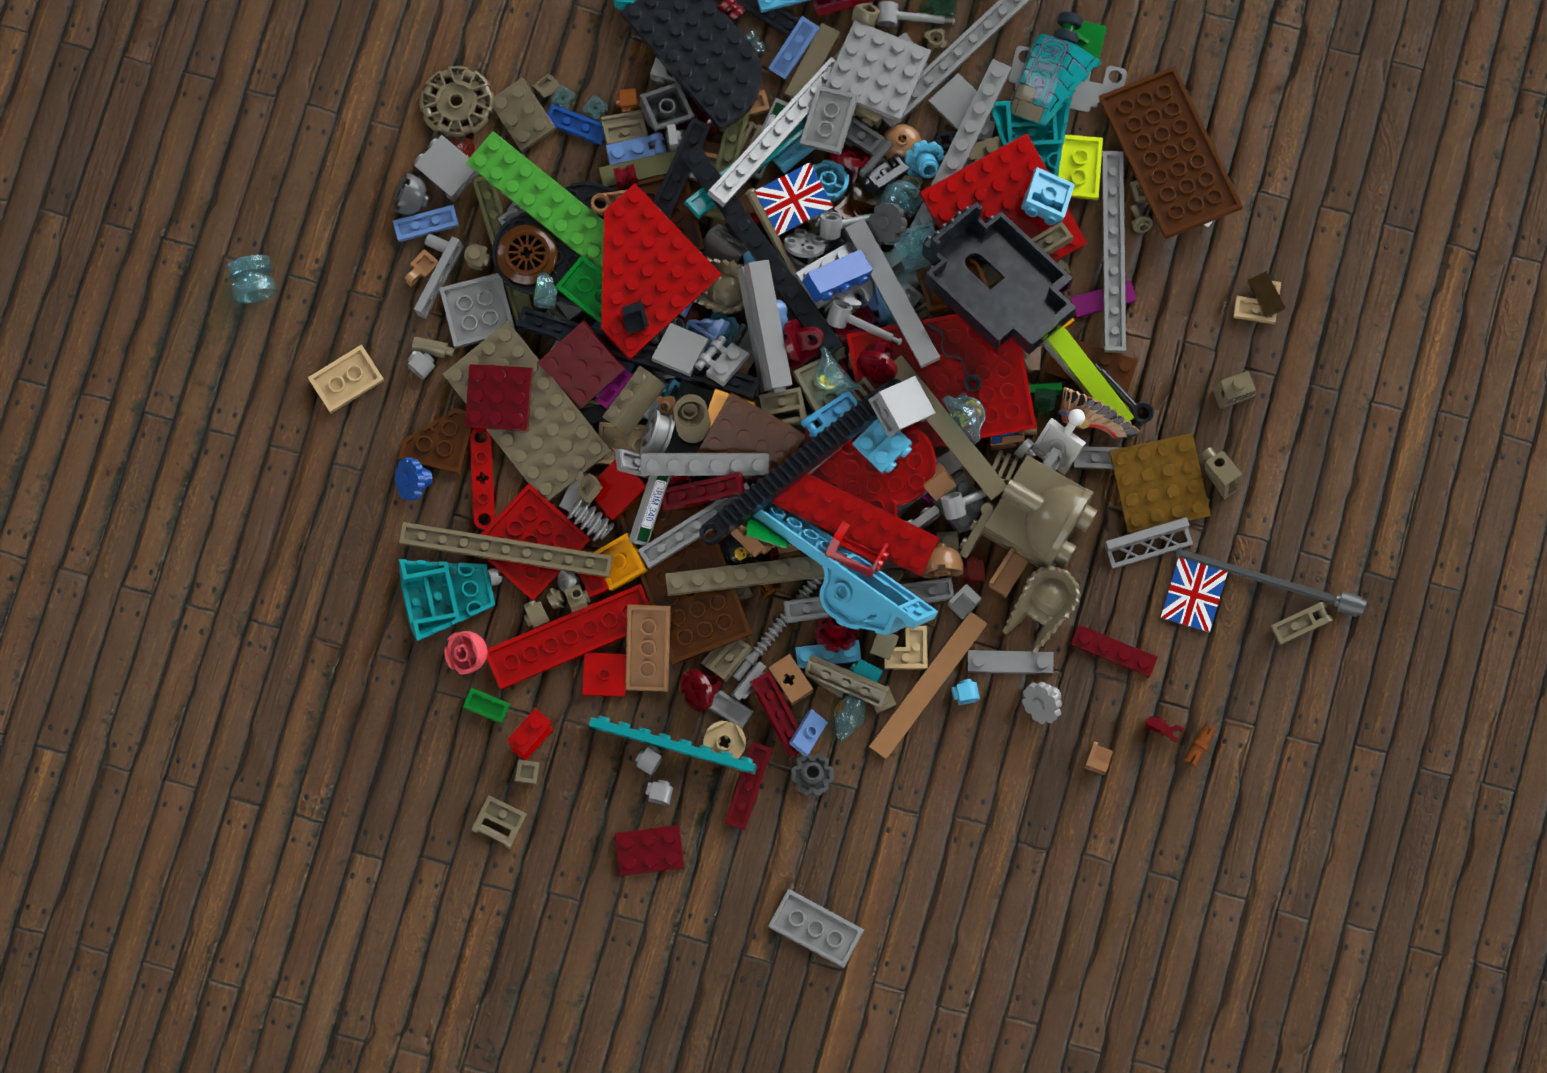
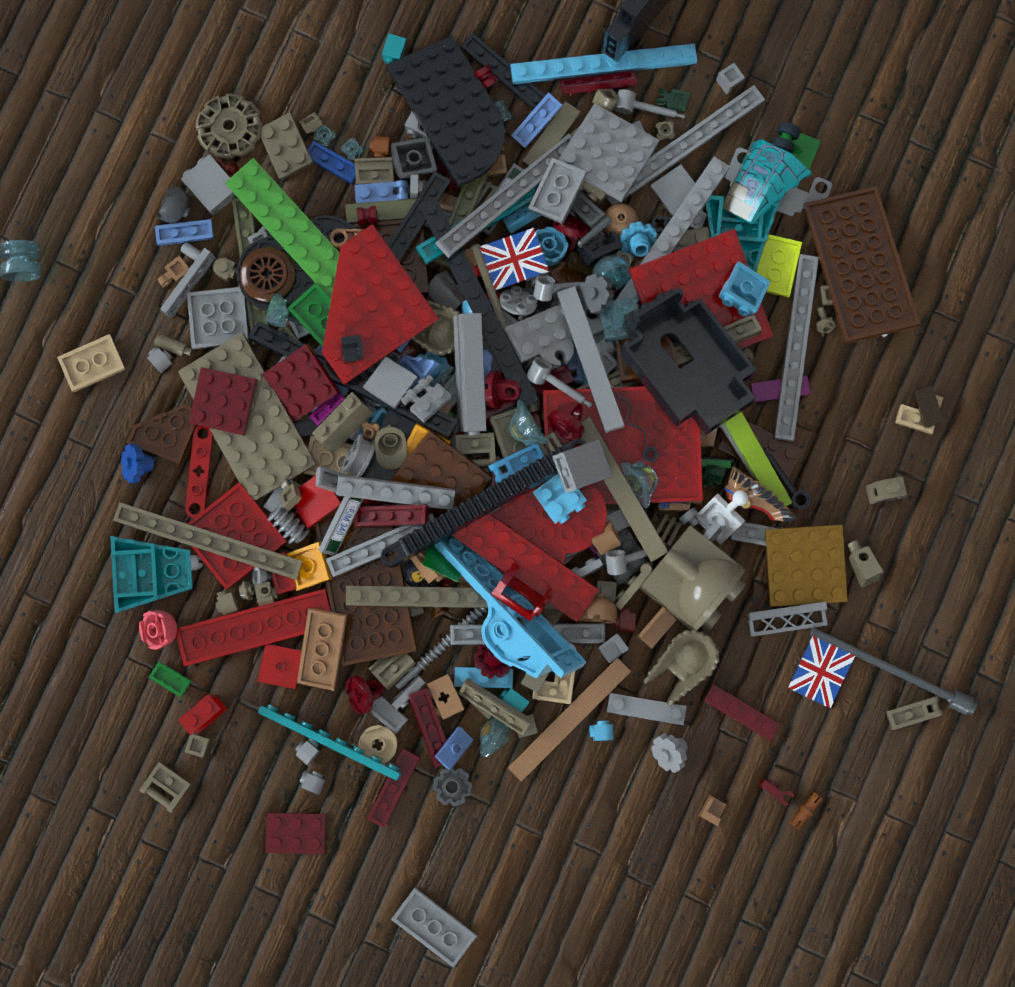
camera: 10 degrees right, 5 degrees up
(838, 276) = (543, 336): brick -> none

